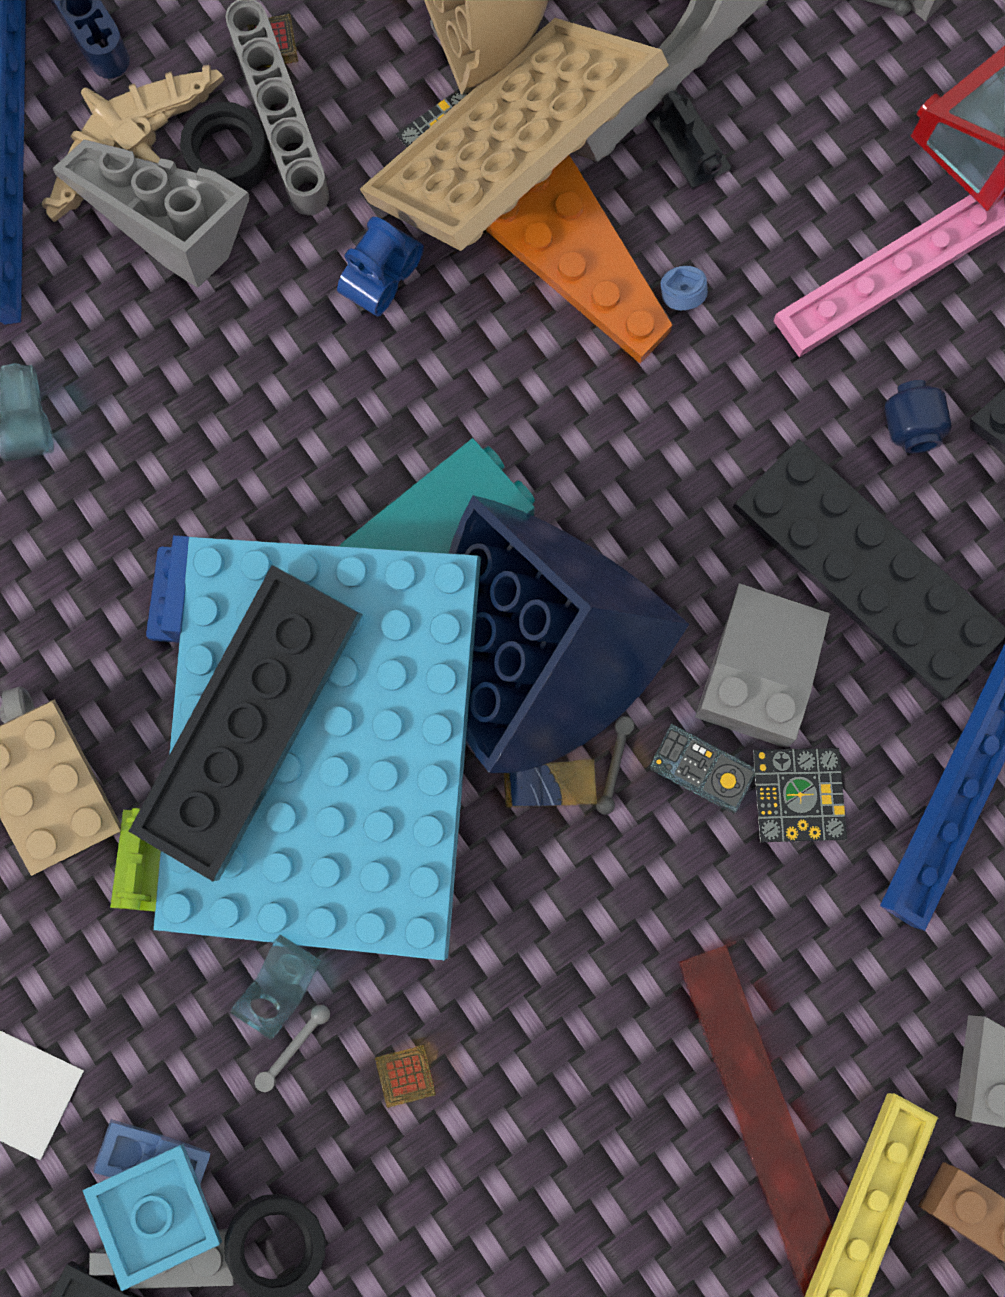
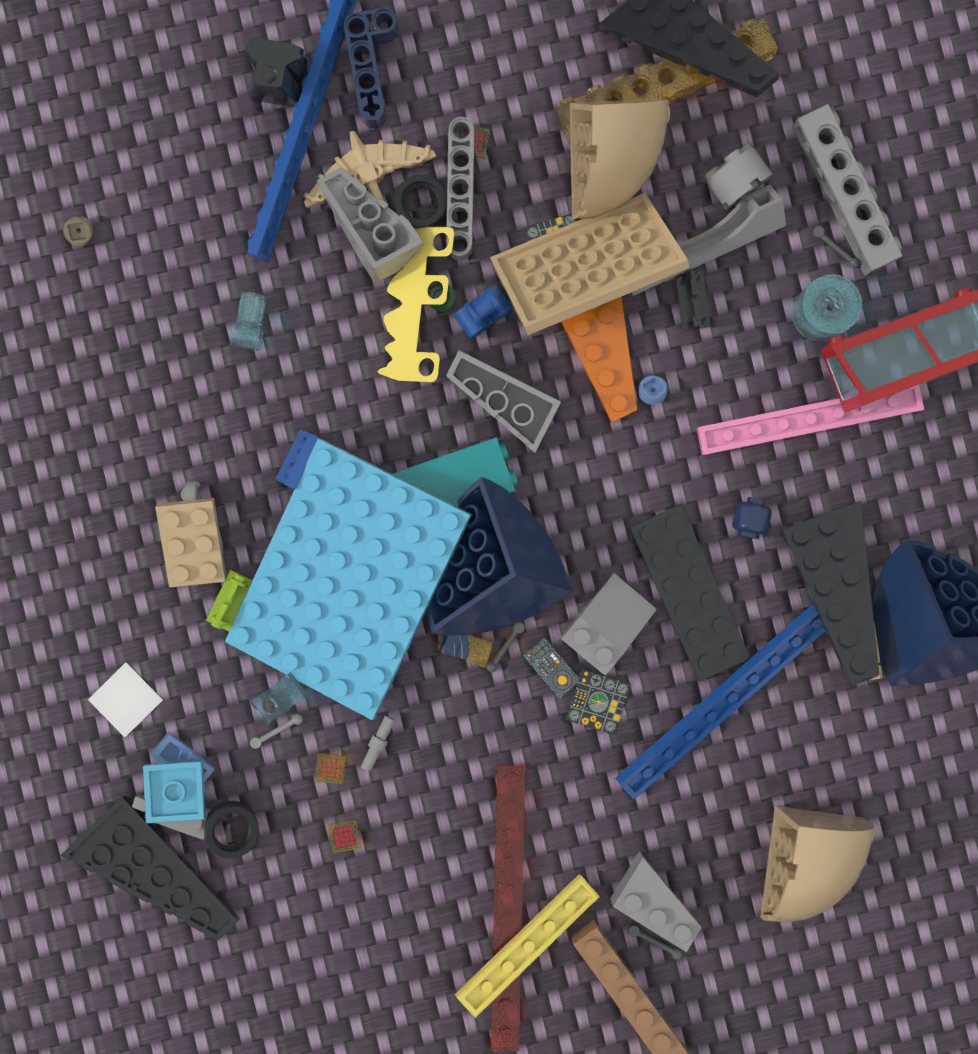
camera: 20 degrees right, 10 degrees up
(245, 723) = (312, 555): black plate -> none
(264, 330) = (411, 289): none -> light yellow piece
(308, 274) = (436, 291): none -> dark green tile
(463, 375) = (513, 403): none -> light grey wedge
(468, 1002) = (377, 743): none -> light grey bar
(471, 1184) = (344, 836): none -> tile
(893, 71) = (810, 307): none -> clear light blue wheel

